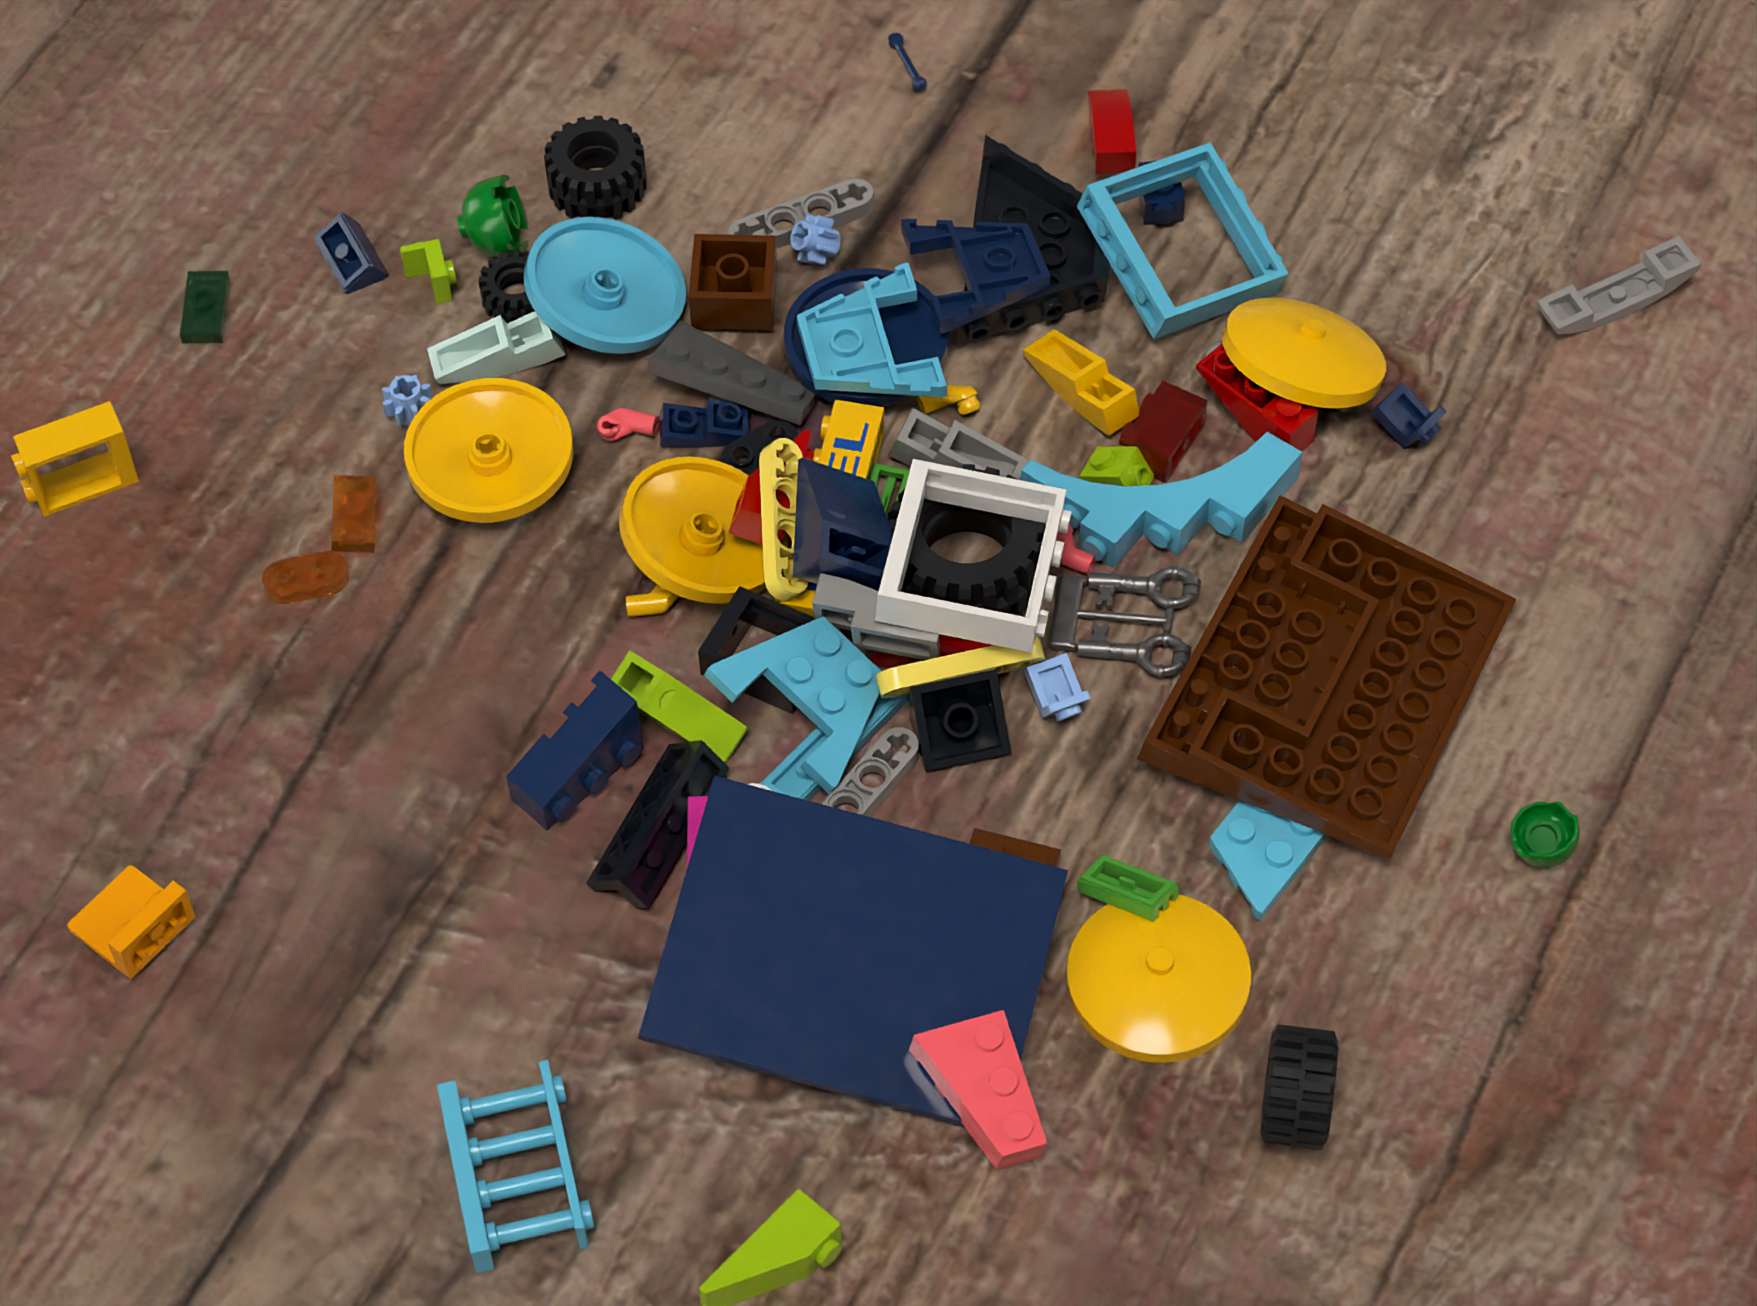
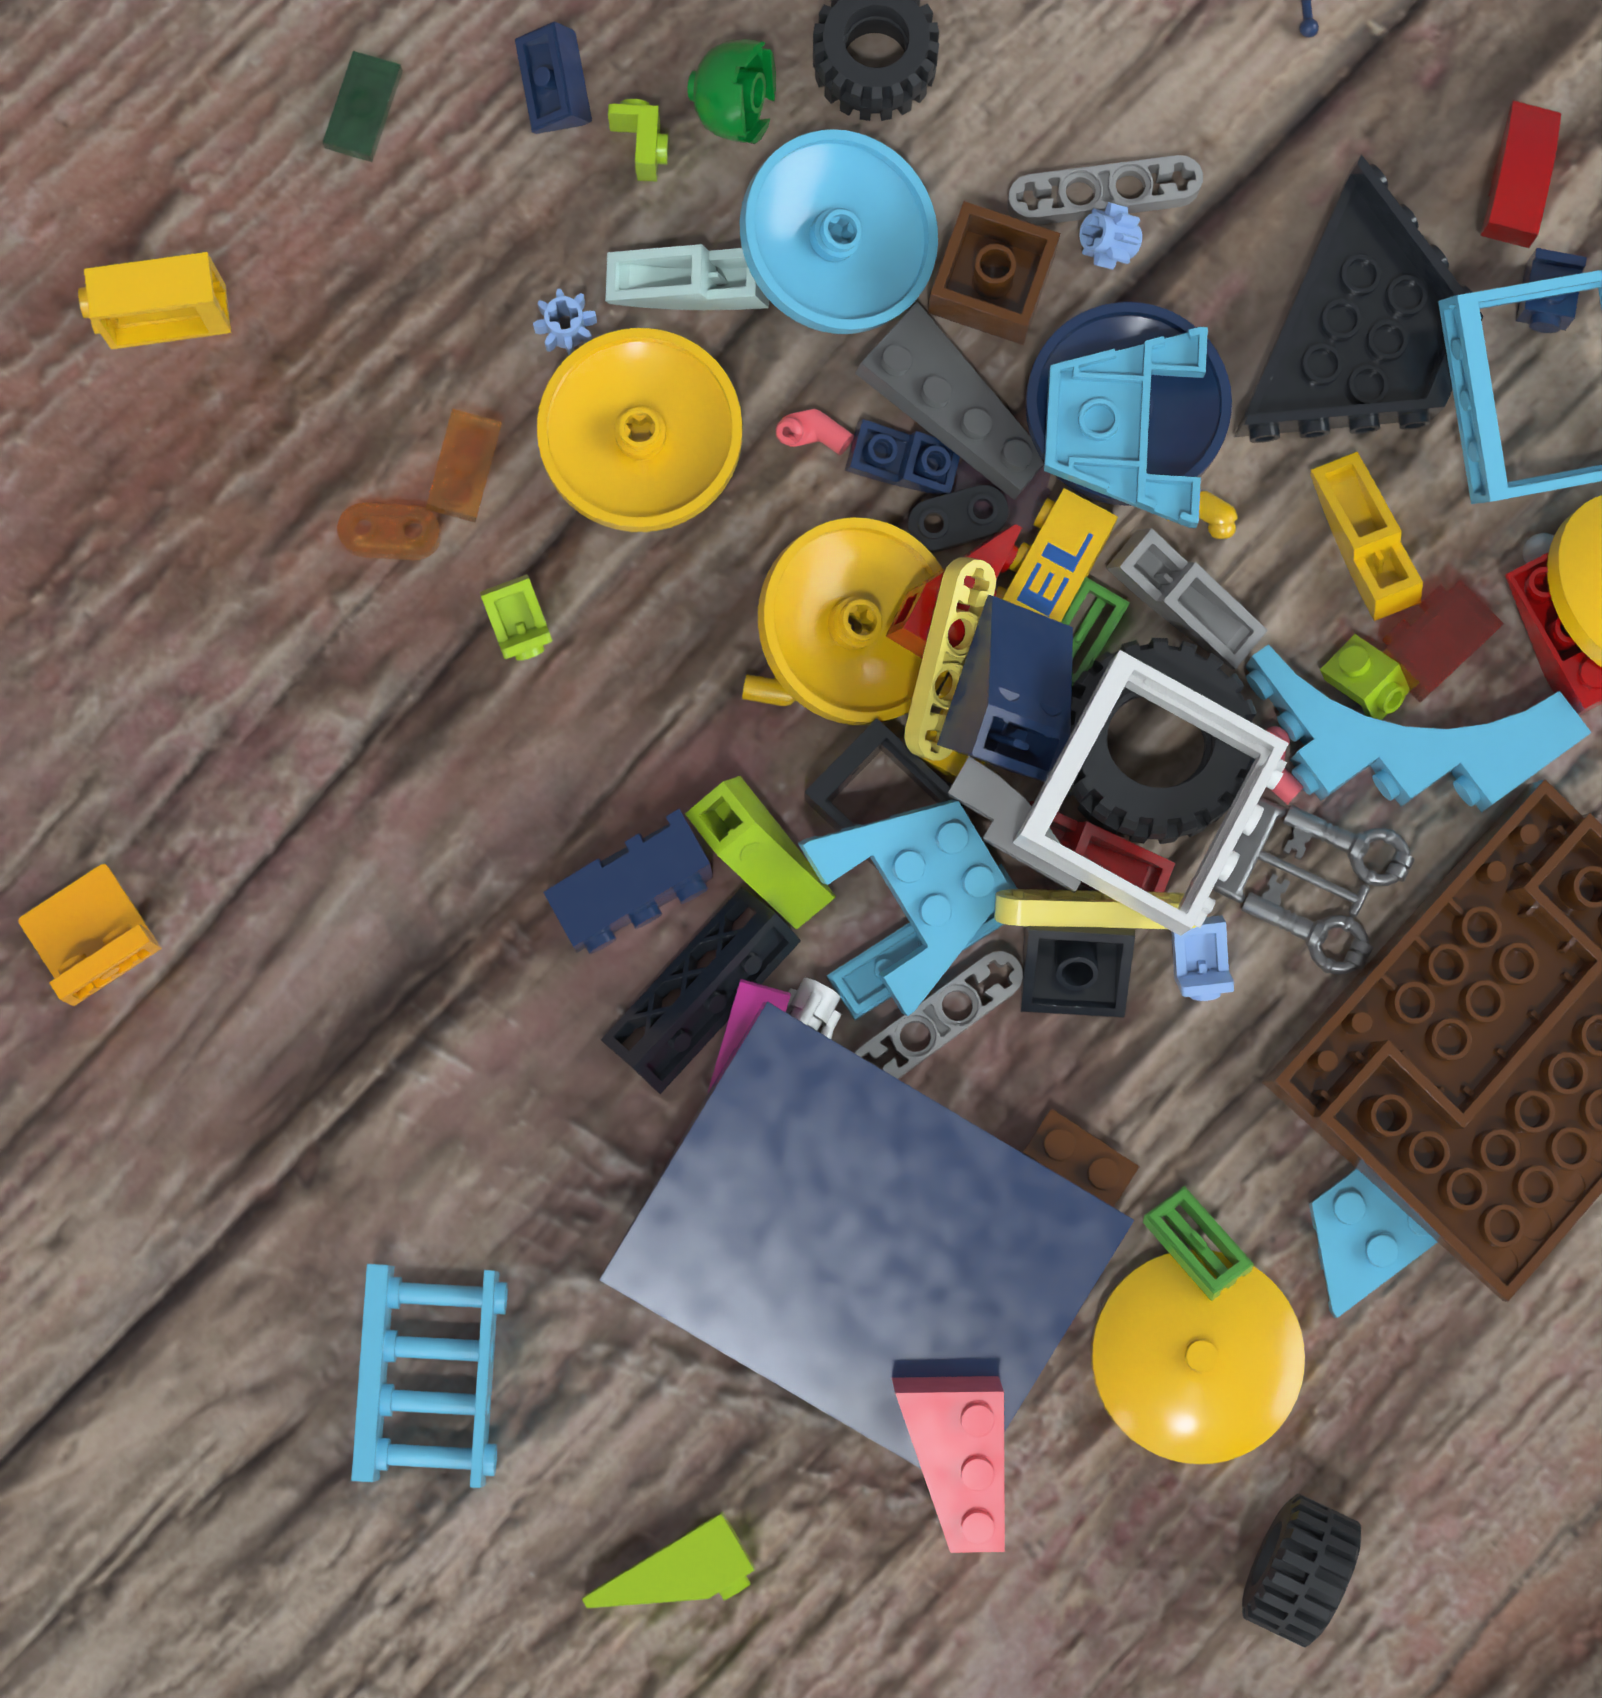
camera: 15 degrees right, 25 degrees up
(426, 603) = (516, 618): none -> lime bracket
(497, 277) = (706, 183): black tyre -> none
(995, 260) = (1315, 350): dark blue wing -> none

